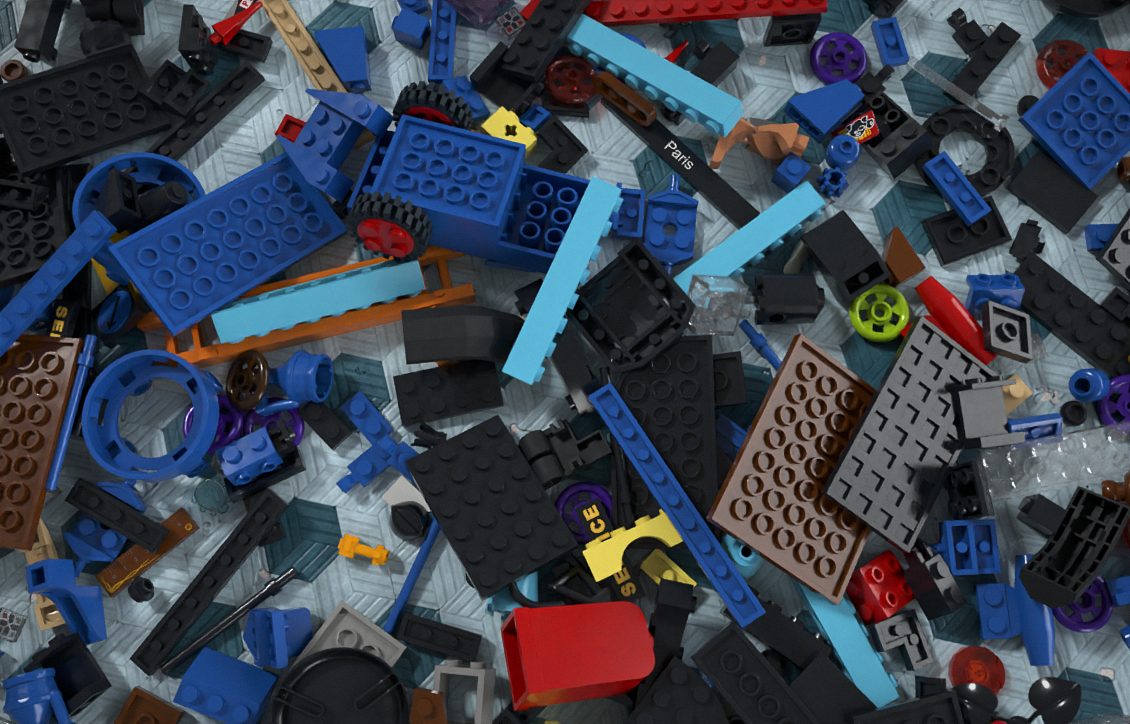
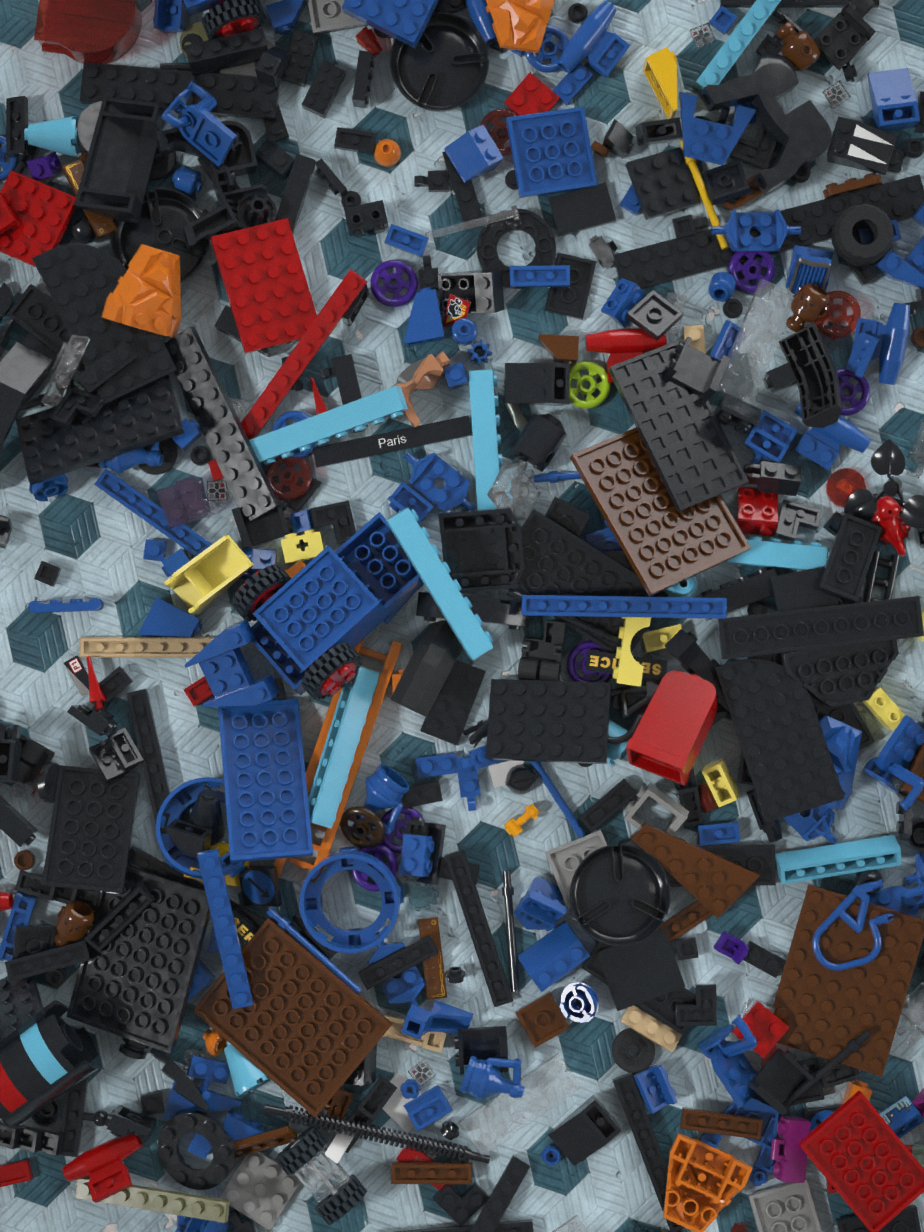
camera: 55 degrees left, 10 degrees up
(415, 53) = (209, 574): none -> light yellow ladder
(624, 98) = (329, 452): reddish brown plate -> none
(1026, 48) = (474, 154): none -> blue slope

